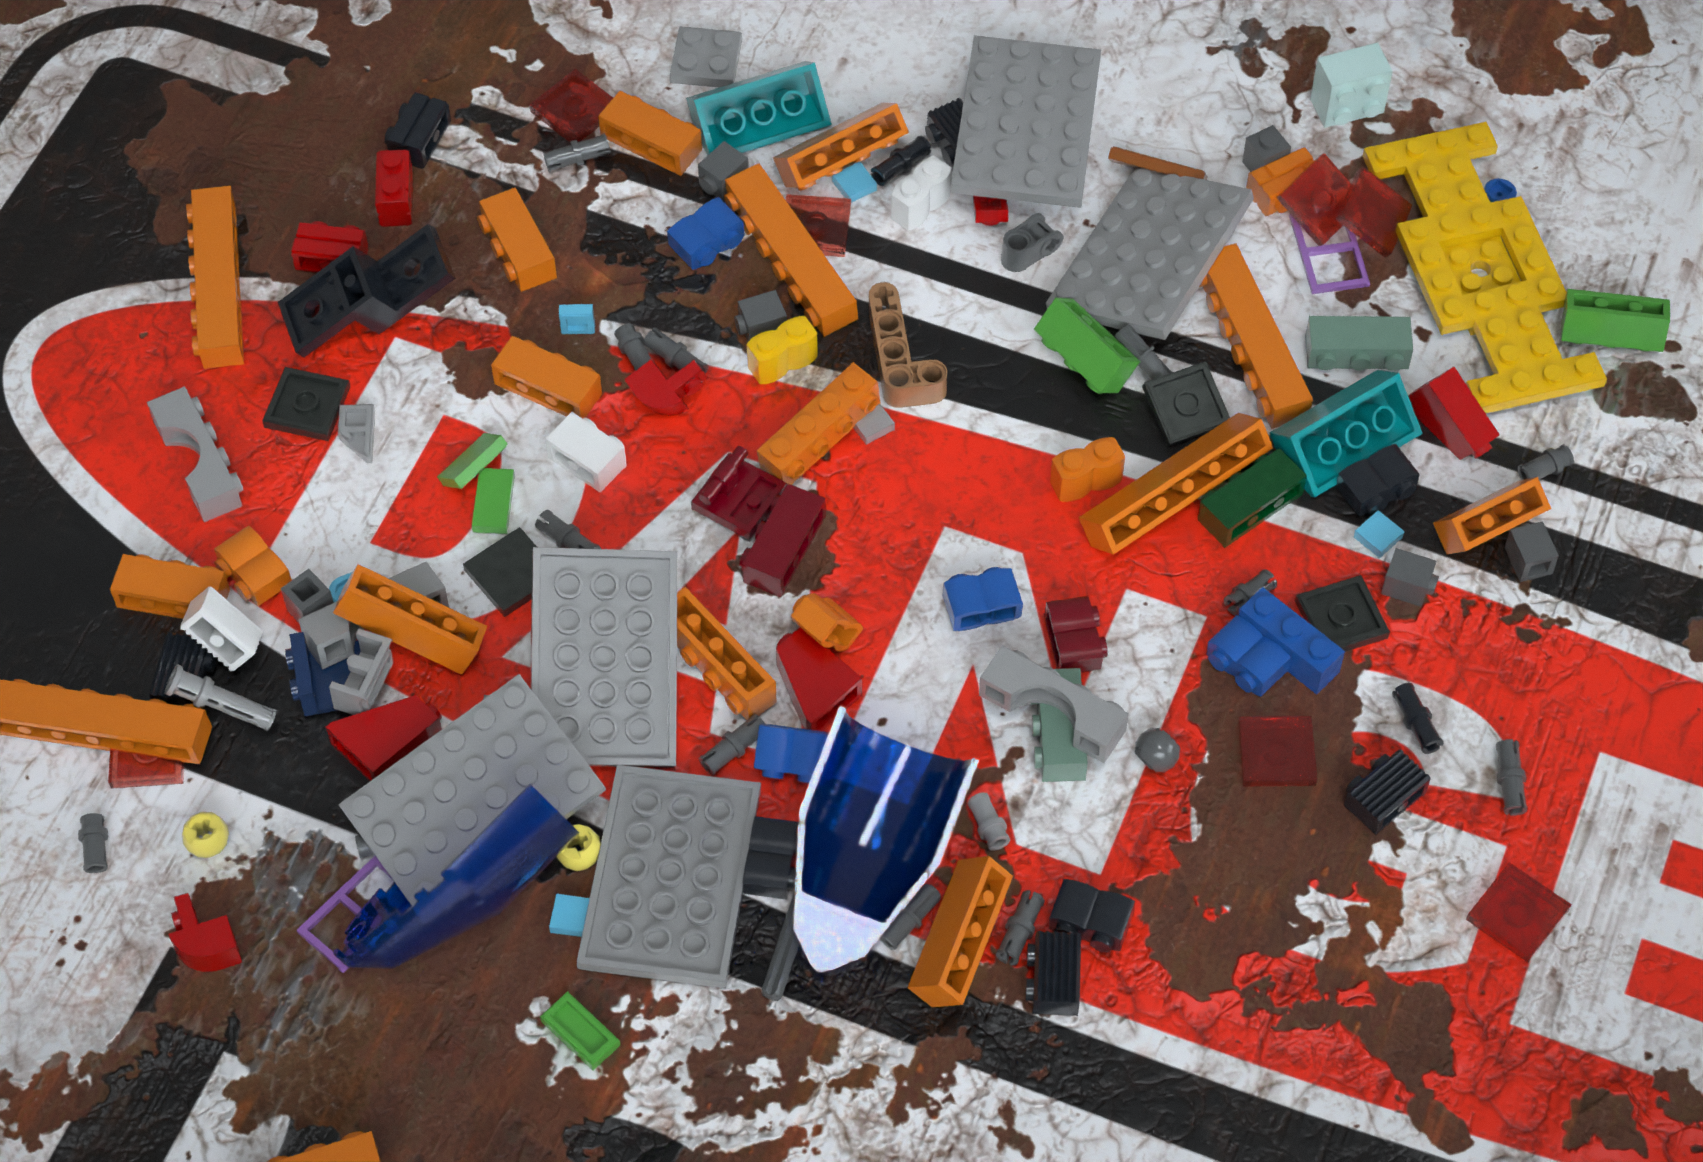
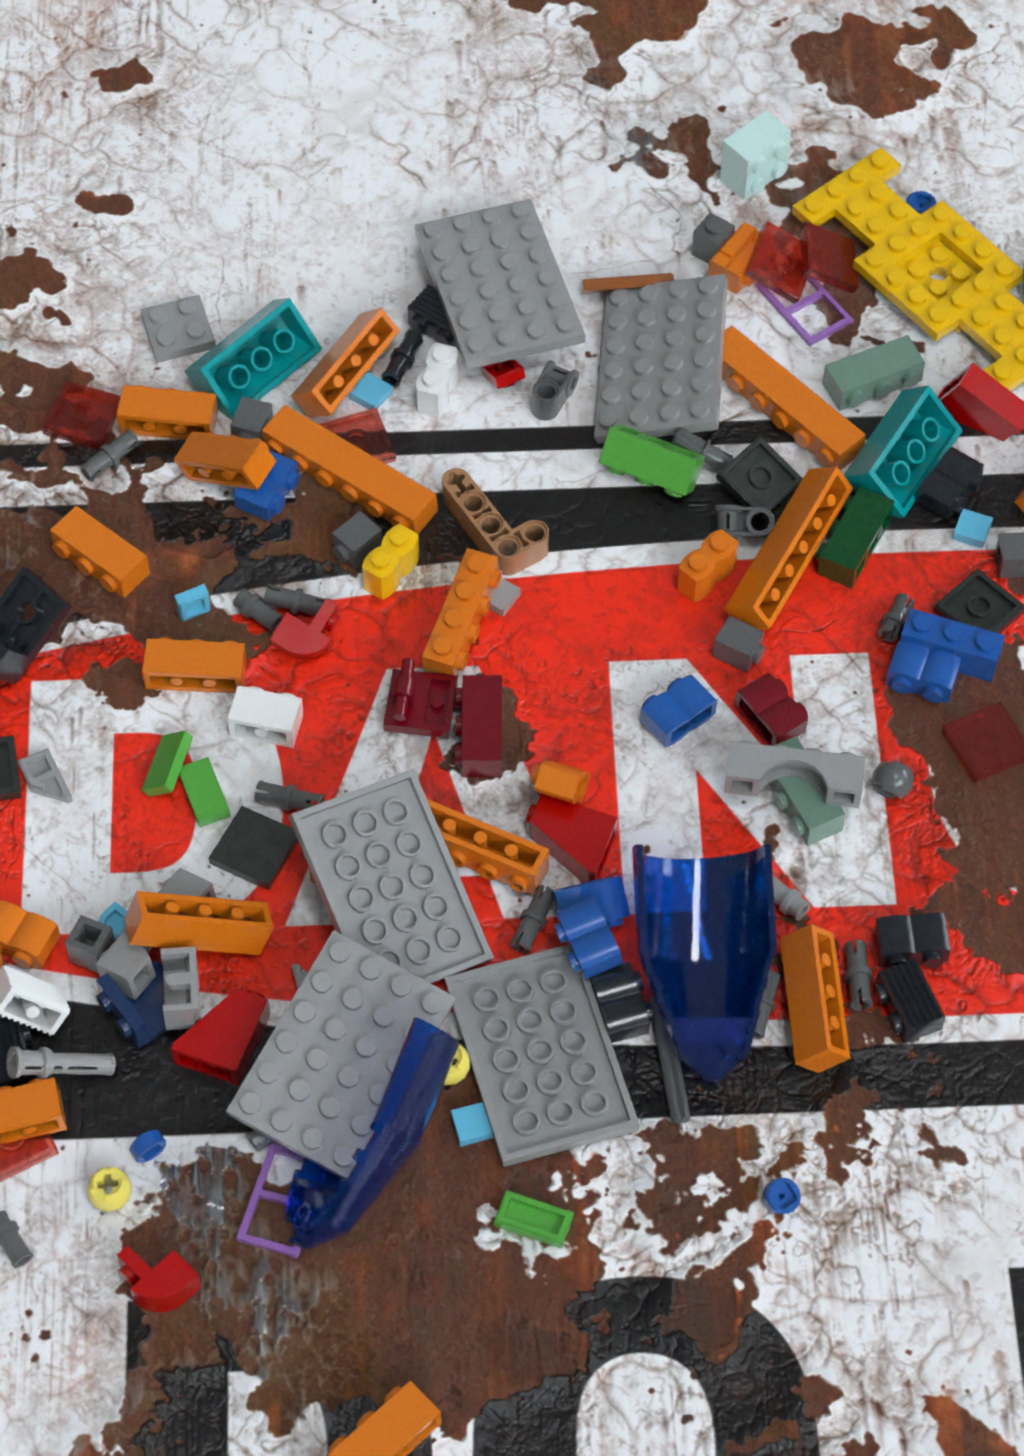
camera: 25 degrees left, 0 degrees up
(261, 809) = (147, 1146): none -> blue tile
(674, 195) = (225, 460): none -> orange brick
(766, 782) = (588, 937): none -> blue brick
(827, 1110) = (781, 1196): none -> blue tile
(1077, 558) = (739, 644): none -> dark grey brick
(1140, 439) = (740, 520): none -> dark grey piece

